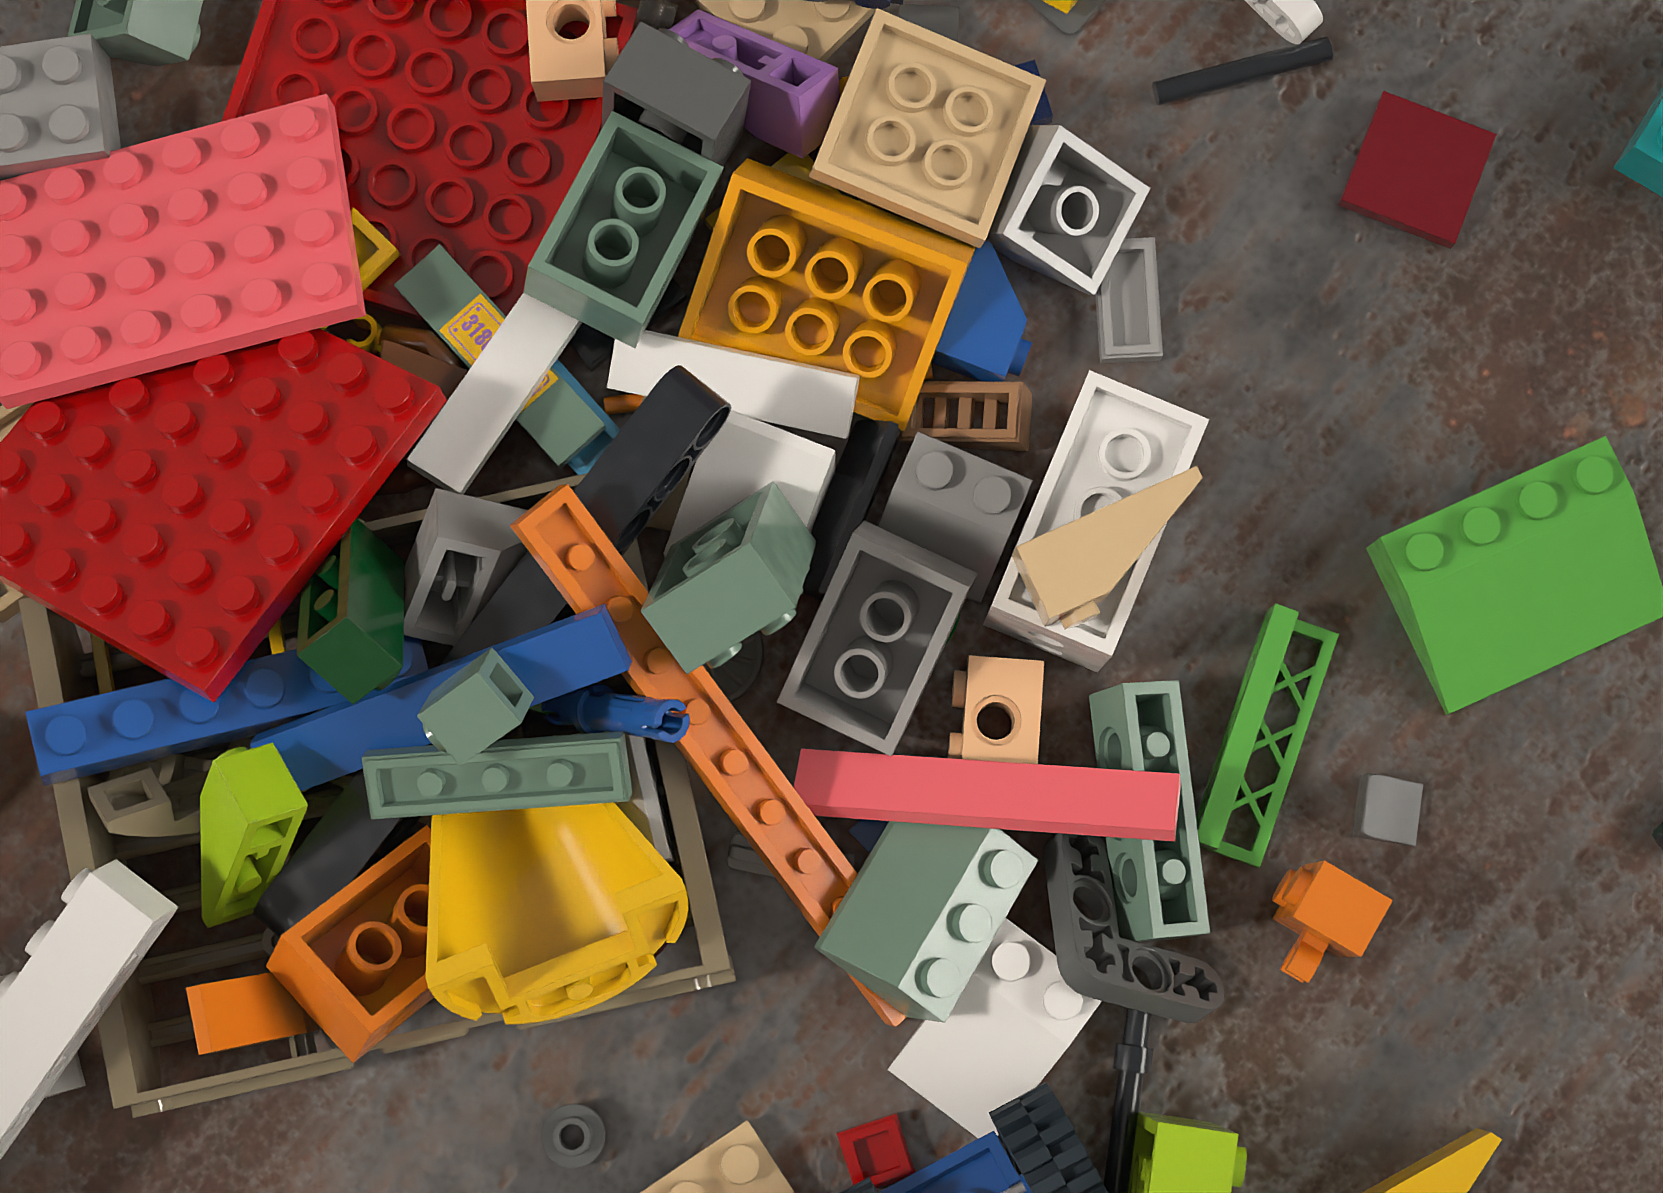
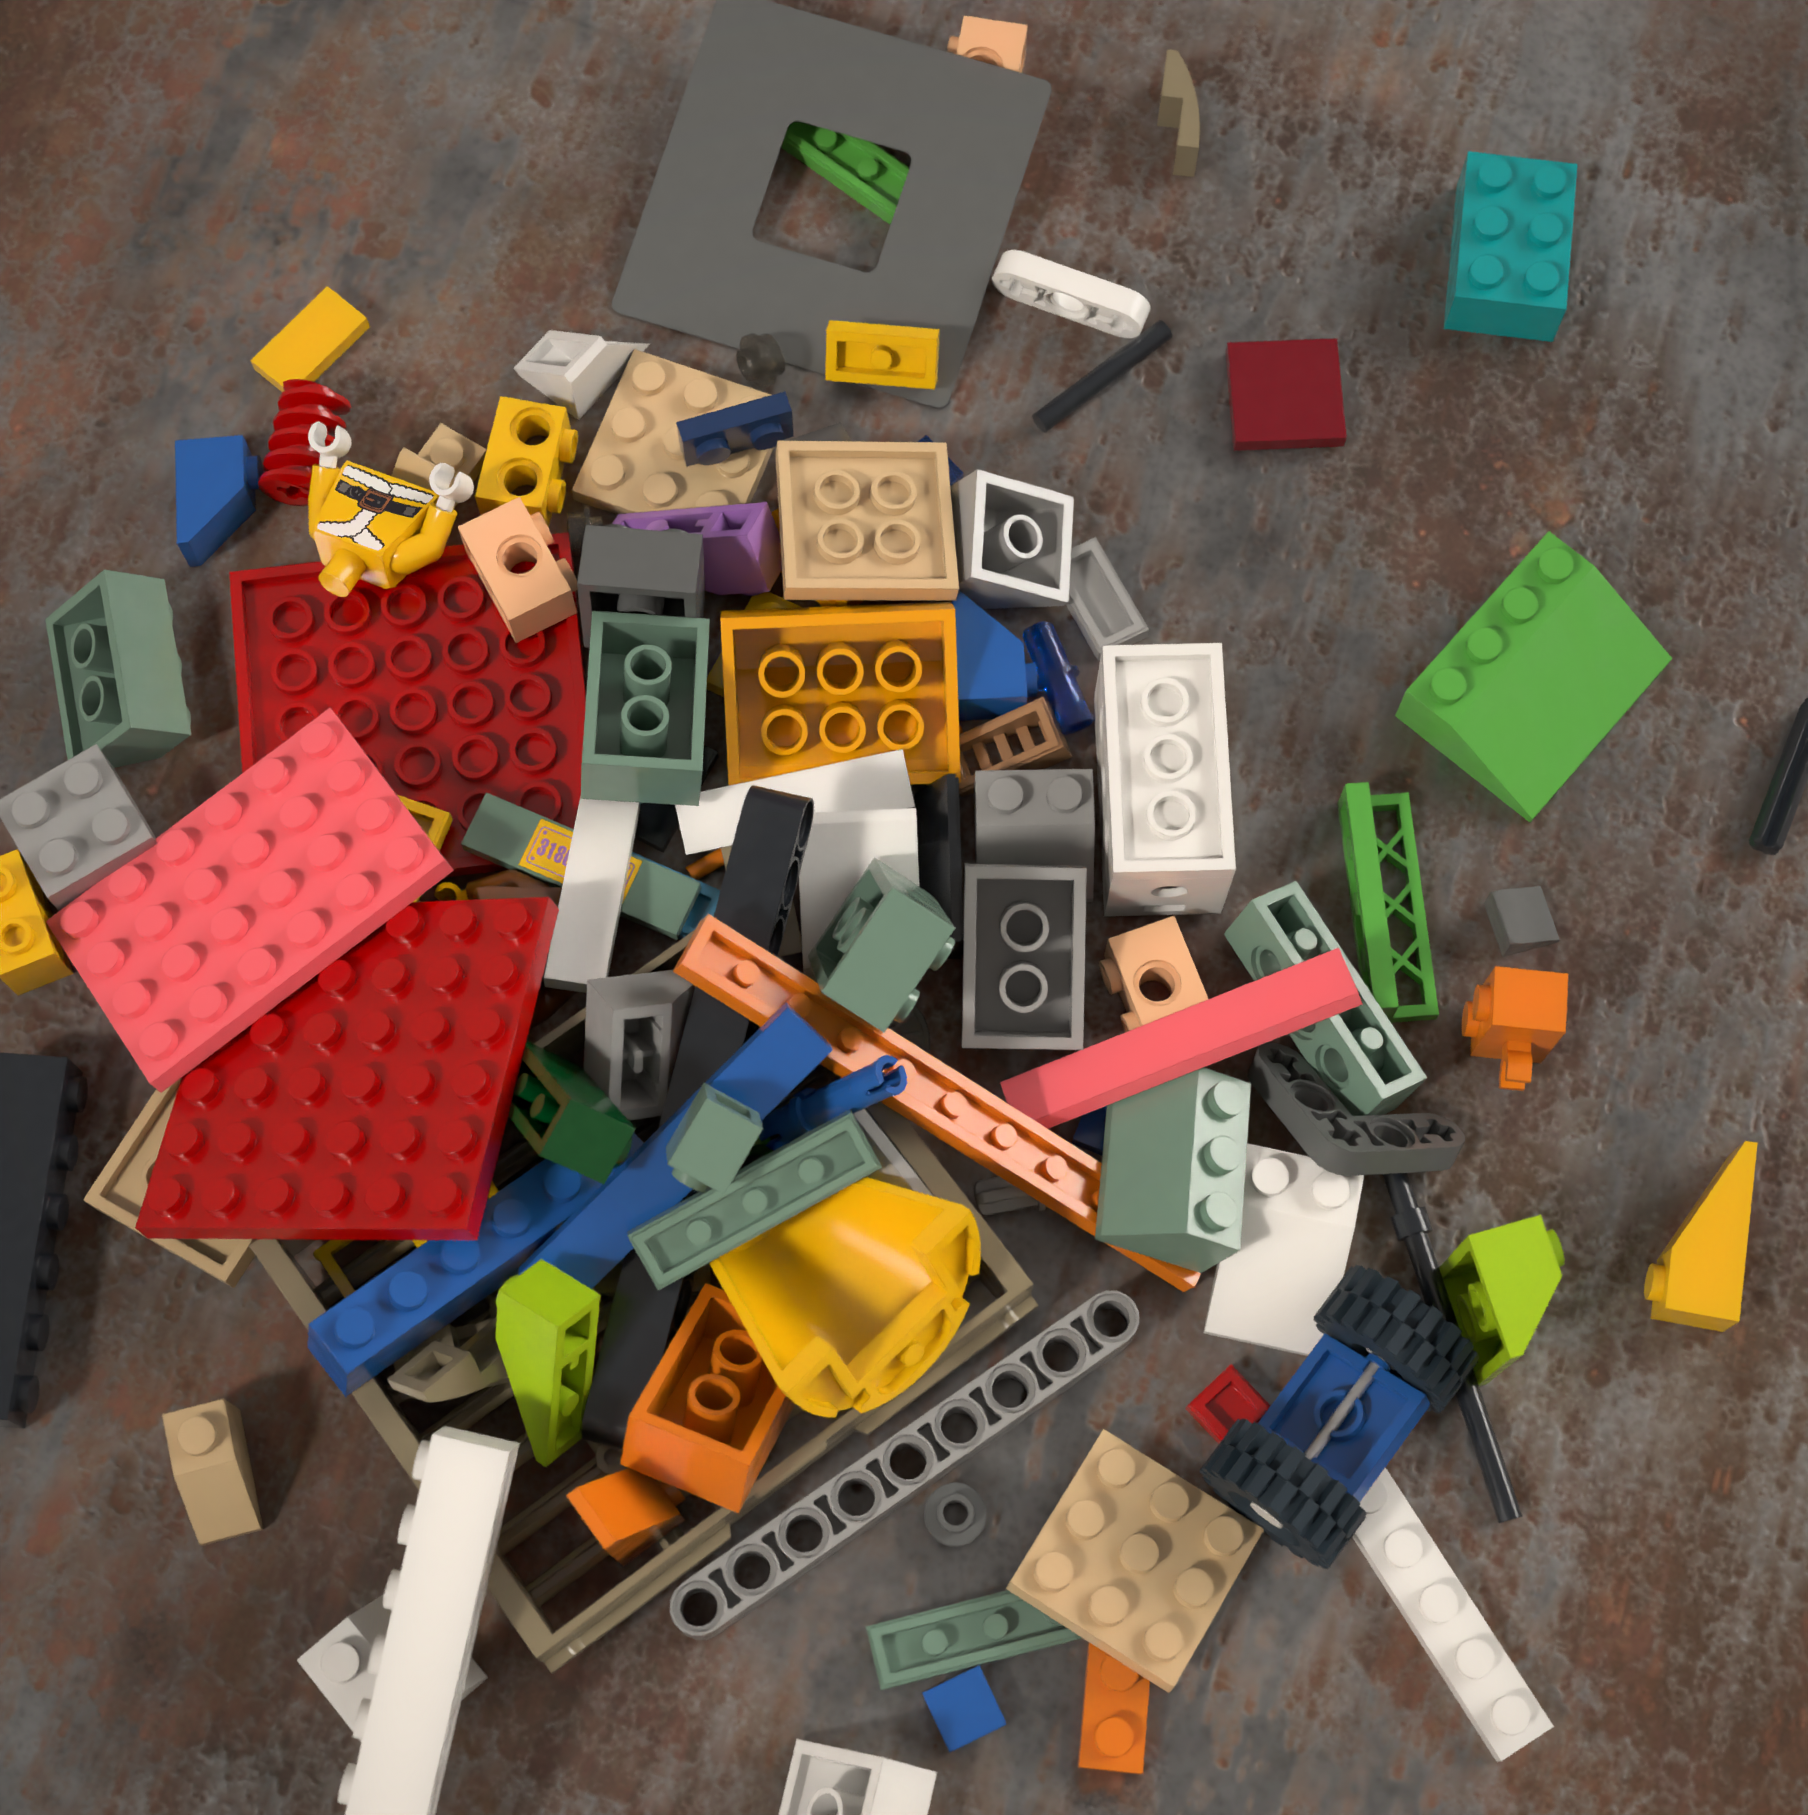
camera: 25 degrees left, 10 degrees down
(520, 1086) = (893, 1492): none -> light grey beam
(1048, 365) = (1057, 678): none -> clear blue axle
(1086, 558) = (1174, 797): tan slope -> none

